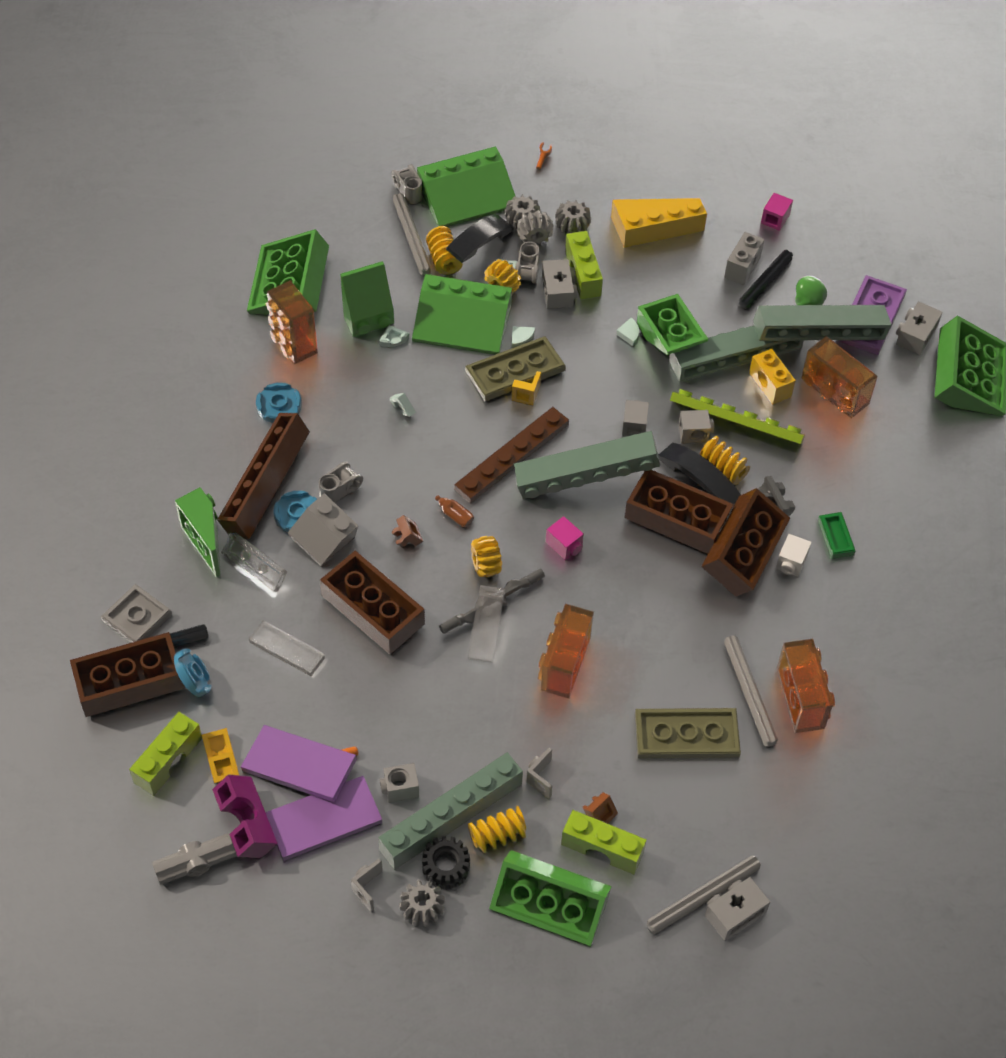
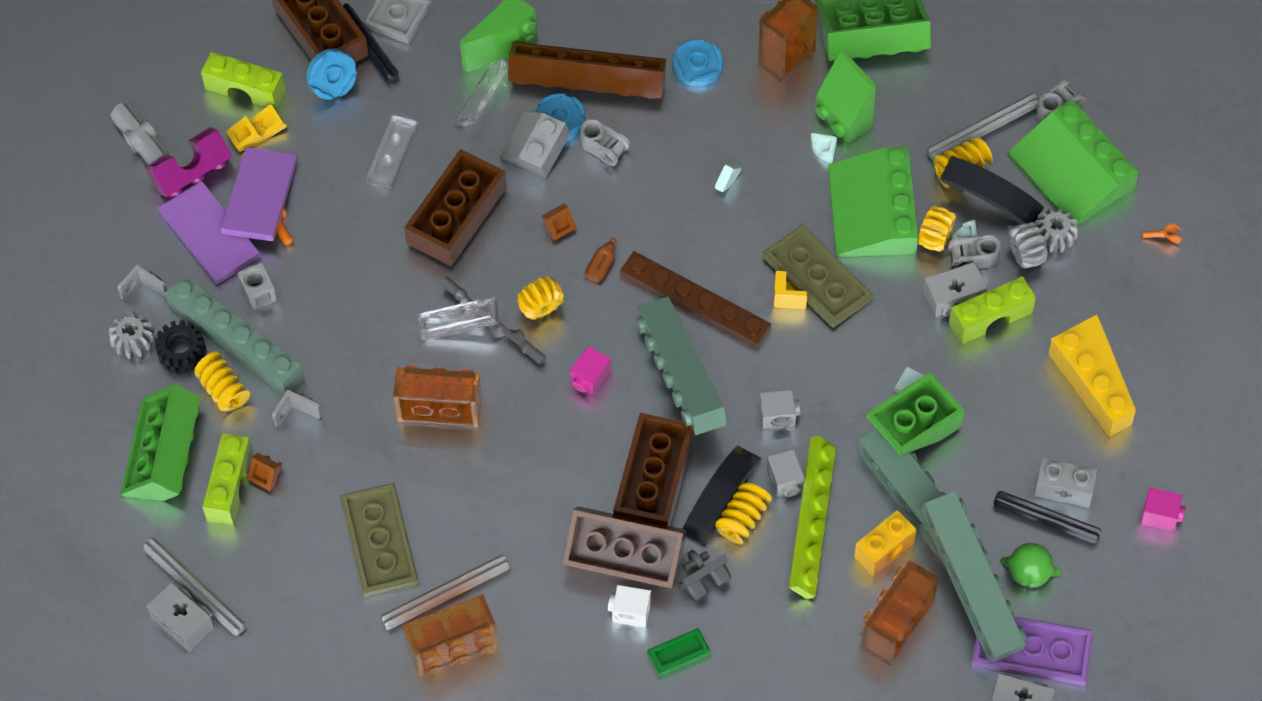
camera: 80 degrees right, 5 degrees up
(522, 335) = (867, 272): light aqua tile -> none
(573, 217) = (1066, 284): light grey gear -> none

